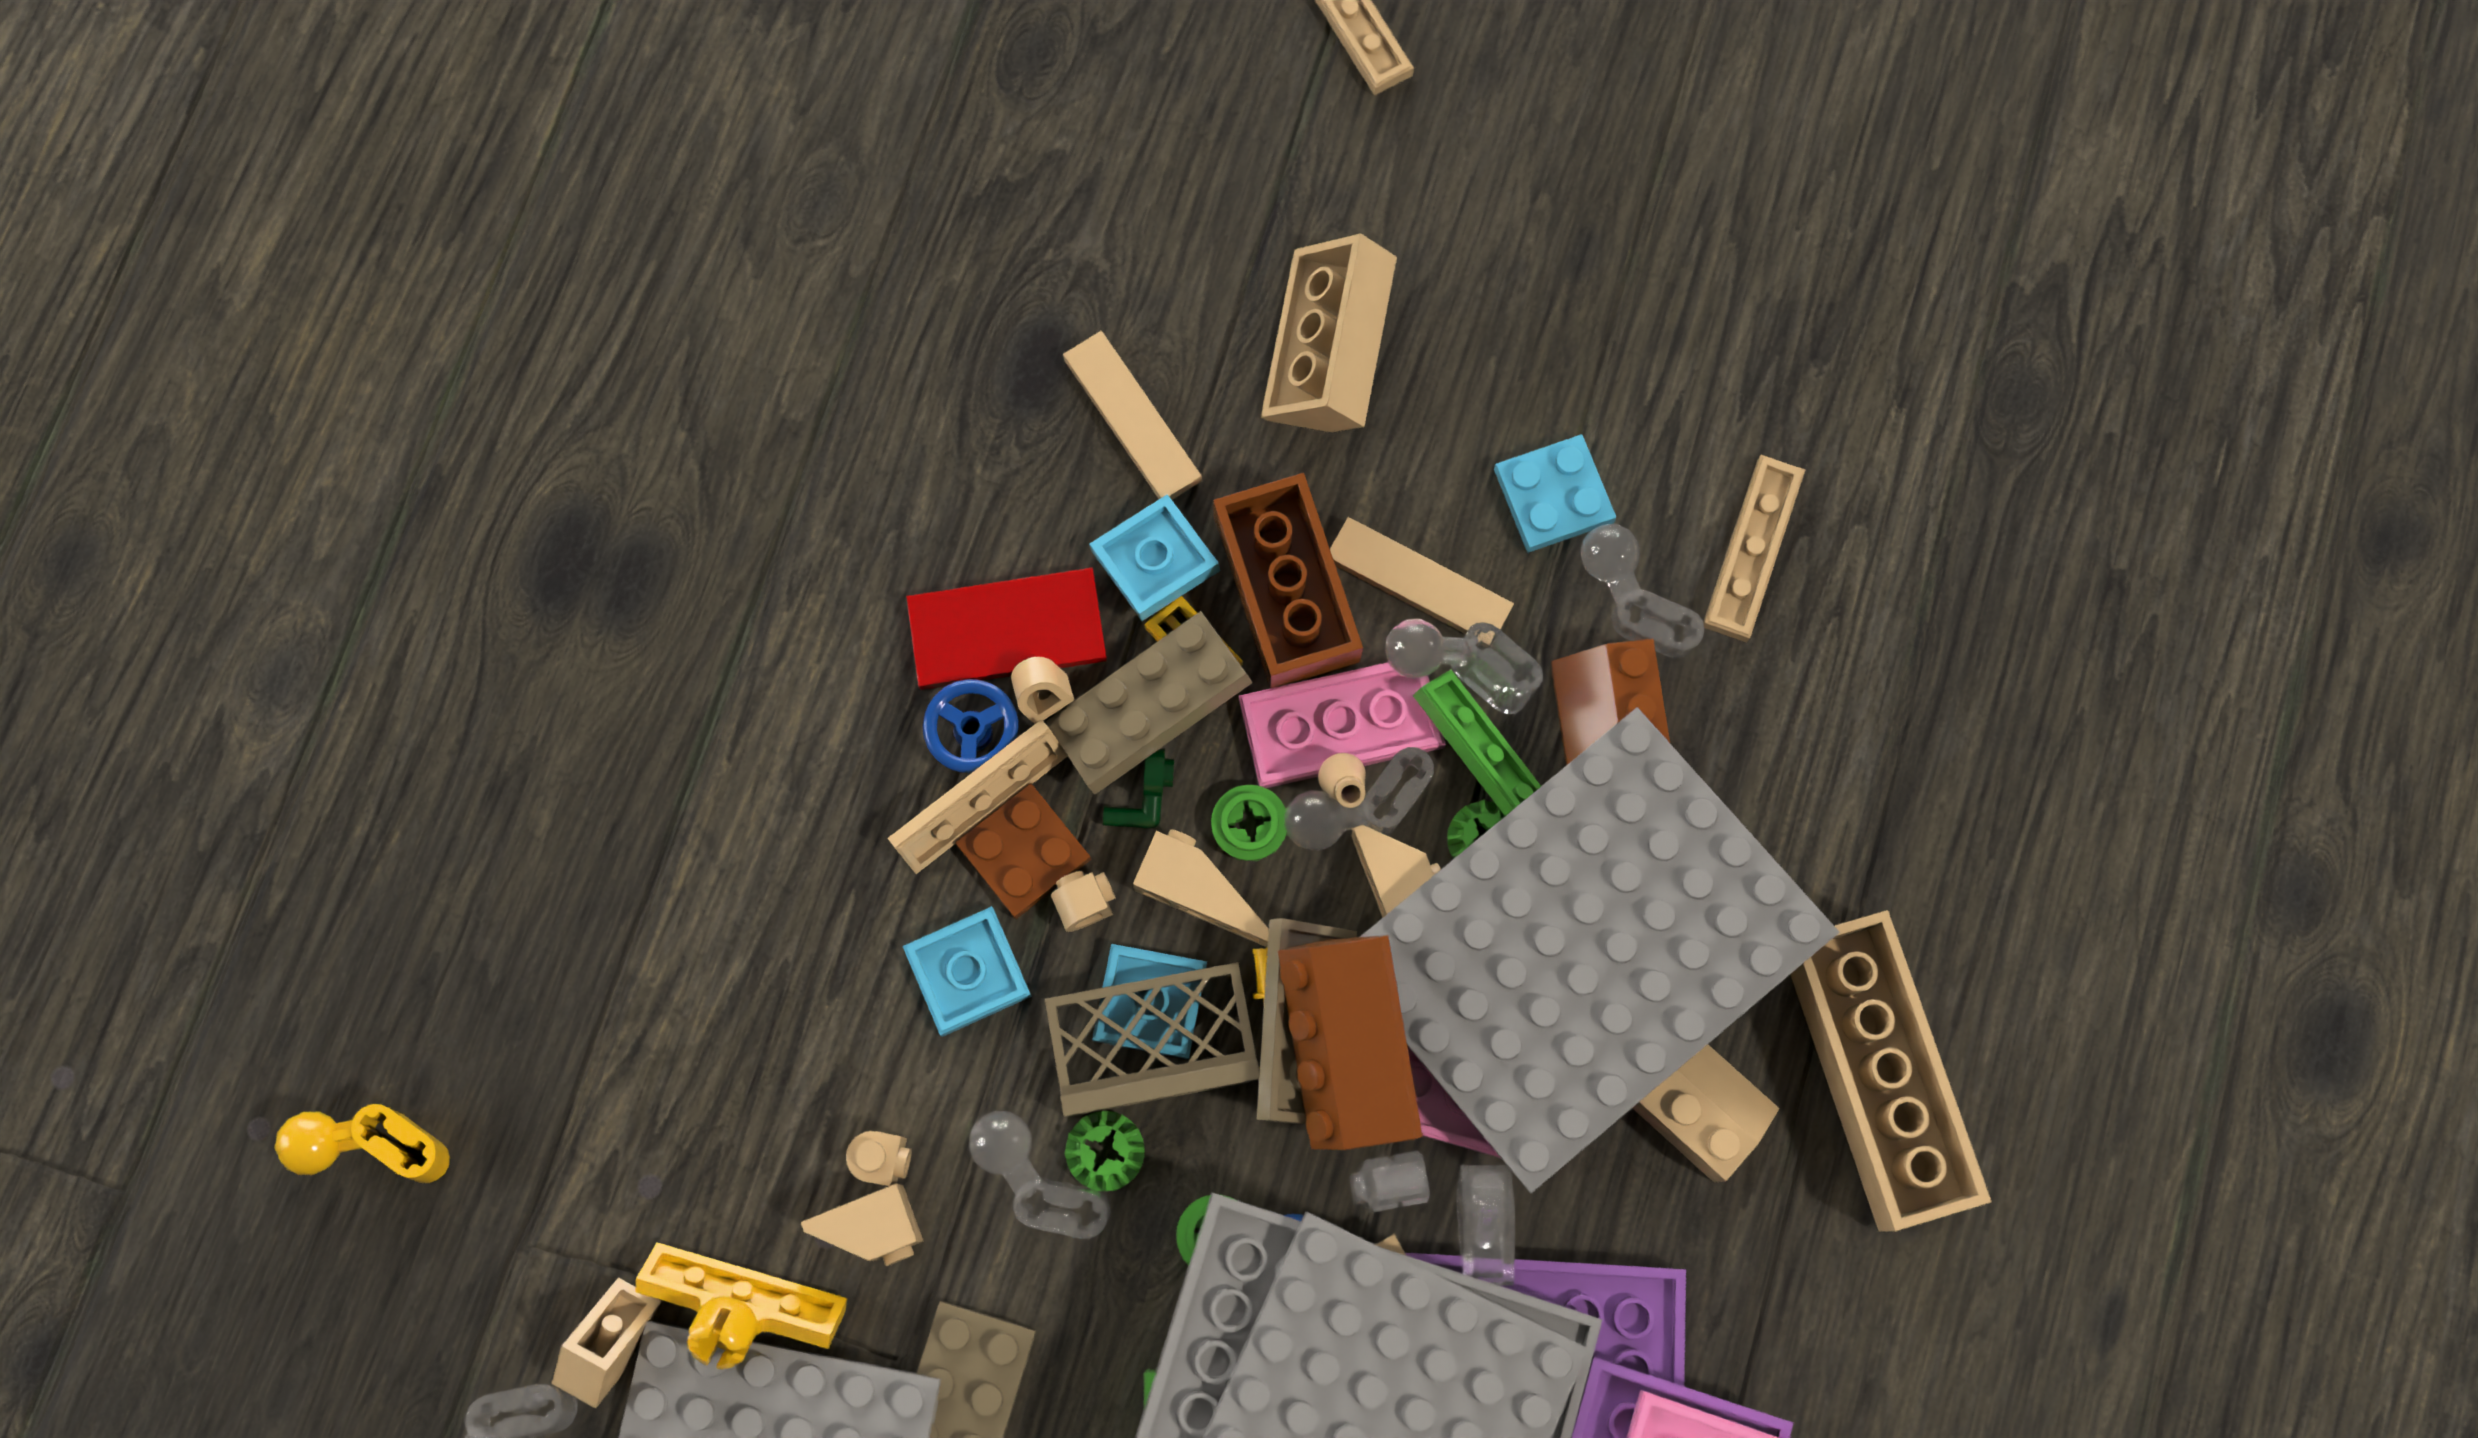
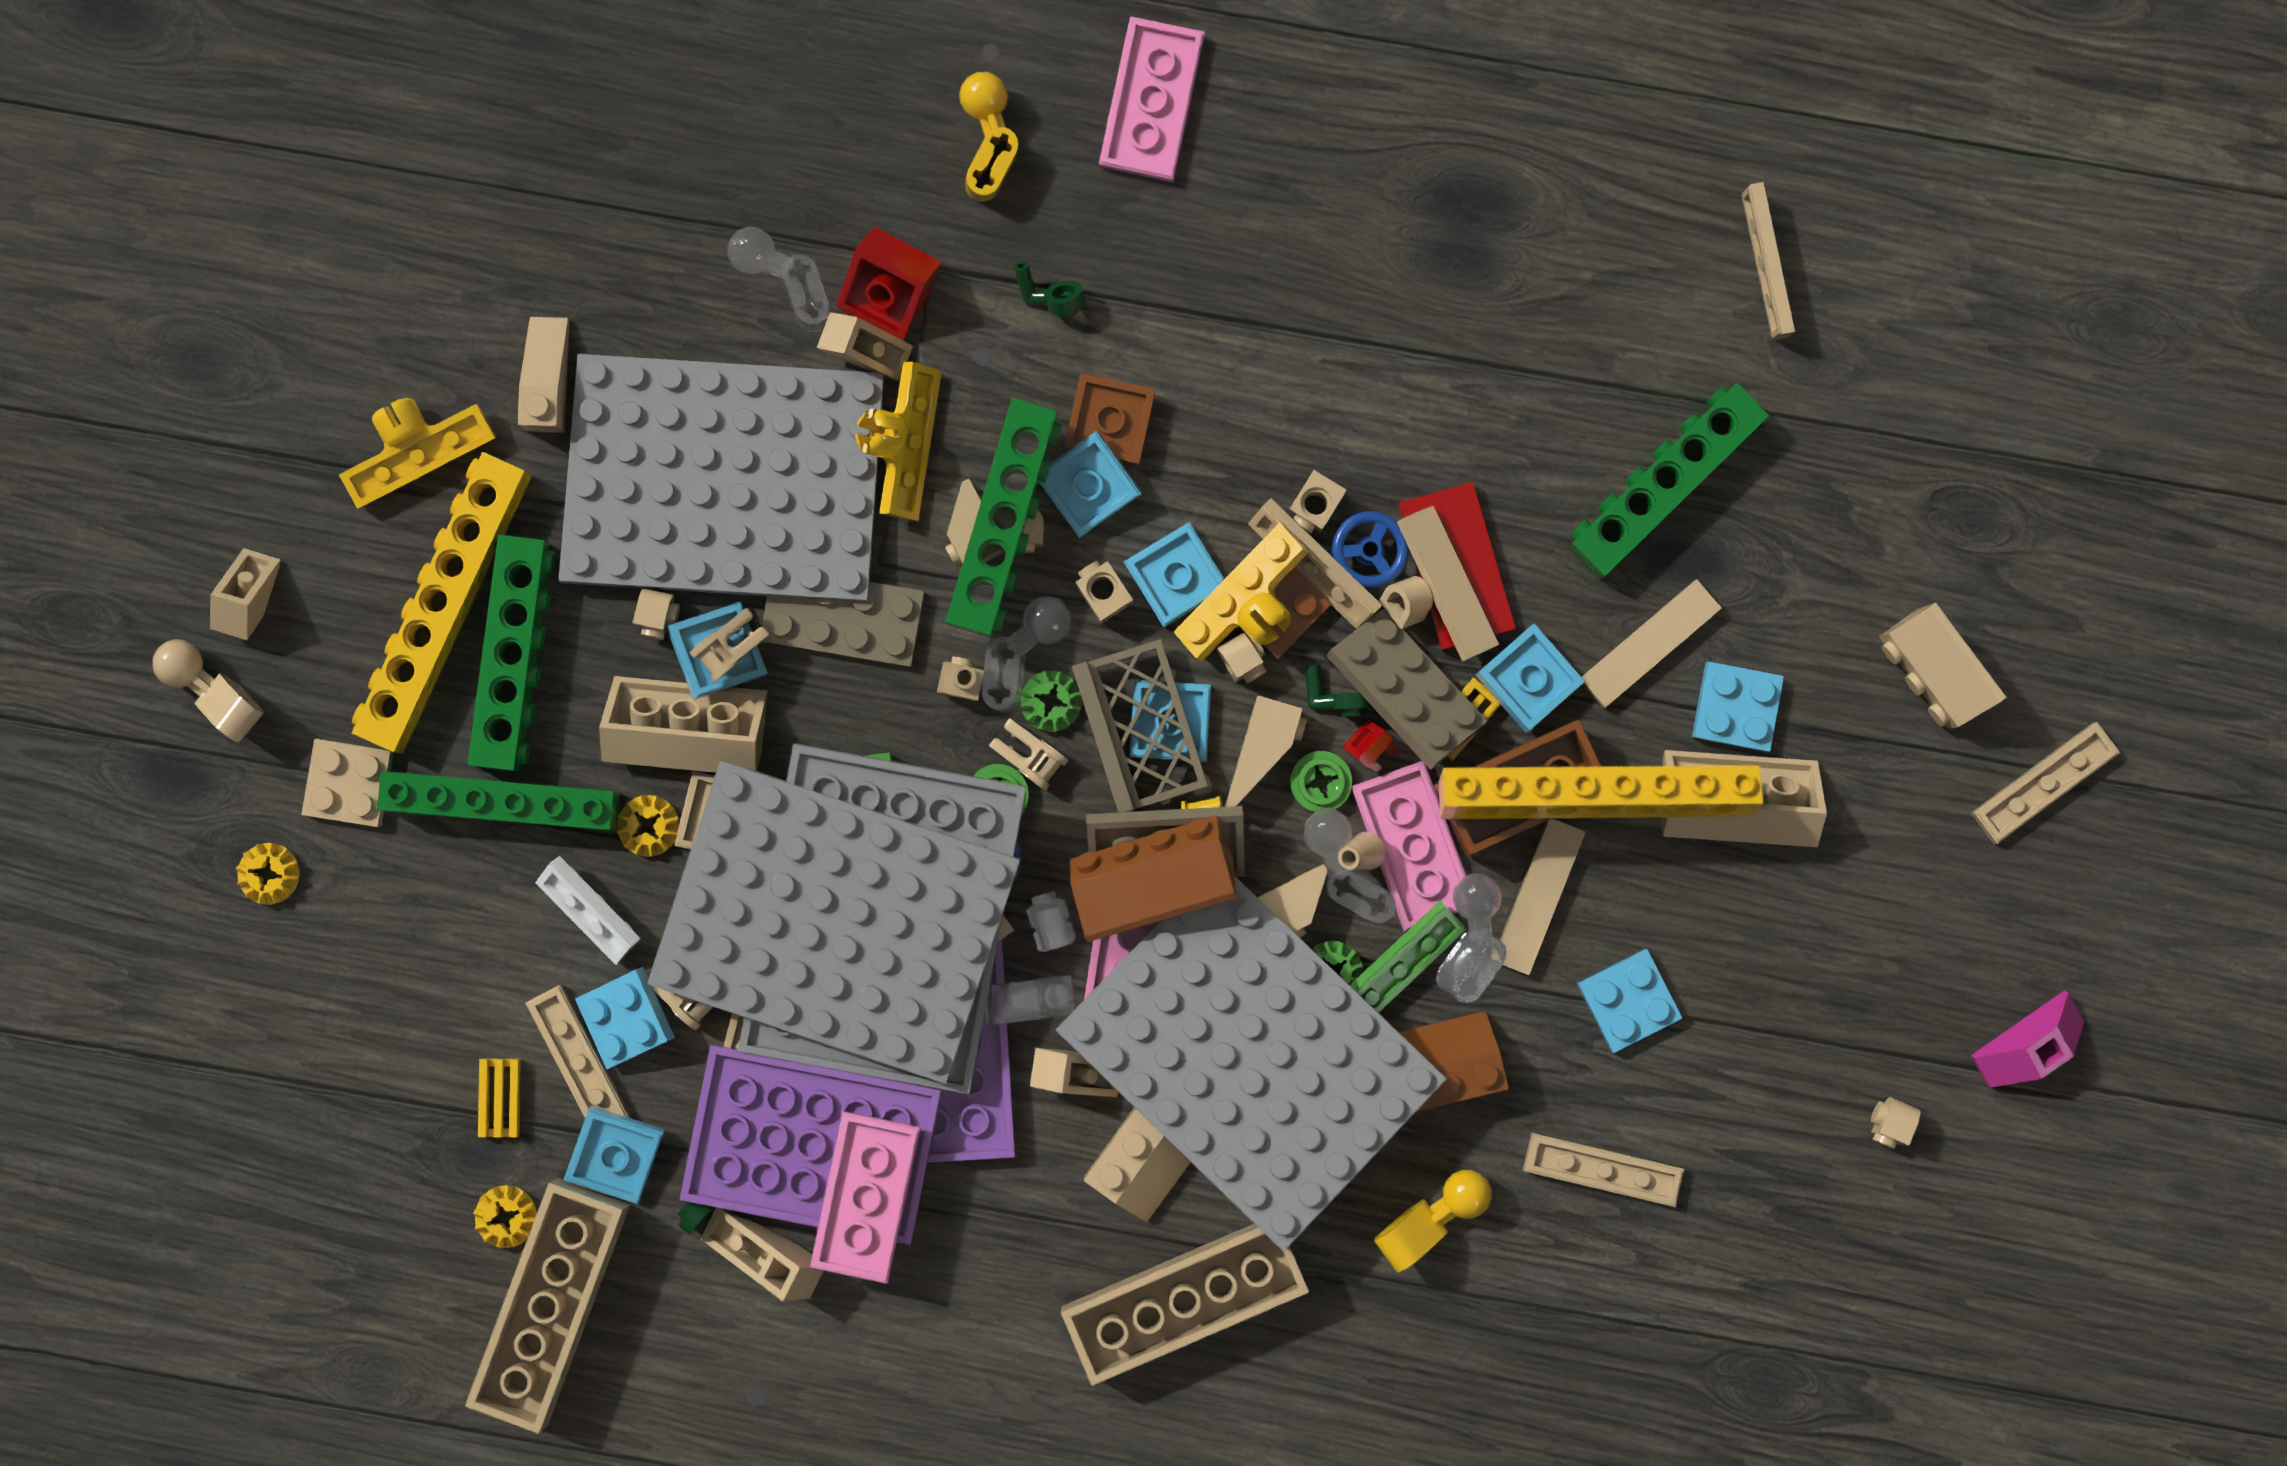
camera: 80 degrees right, 10 degrees up
(361, 929) = (1151, 99): none -> bright pink tile
(527, 1300) = (888, 283): none -> red slope
(590, 1074) = (1061, 298): none -> dark green plate
(700, 227) = (1768, 261): none -> tan tile
(736, 1140) = (1021, 421): none -> green brick
(756, 1030) = (1116, 411): none -> dark orange plate
(833, 1068) = (1089, 484): none -> medium azure tile
(879, 279) = (1742, 417): none -> green brick
(888, 771) = (1316, 486): none -> tan brick
(996, 1065) = (1108, 607): none -> tan brick
(1007, 884) = (1246, 597): none -> yellow plate
(1025, 636) = (1448, 583): none -> tan tile
(1061, 1265) = (960, 679): none -> tan plate
(1170, 1172) = (1040, 754): none -> tan piece
(1202, 94) = (1941, 667): none -> tan slope
(1210, 757) = (1369, 744): none -> red tile
(1220, 329) = (1737, 706): none -> medium azure plate
(1305, 484) = (1600, 792): none -> yellow brick
(1585, 1187) = (1068, 1074): none -> tan slope
(1611, 556) = (1577, 1051): clear beam -> none
(1651, 57) = (2032, 1045): none -> dark pink slope
(1725, 214) = (1894, 1122): none -> tan plate
(1808, 767) = (1422, 1226): none -> yellow beam

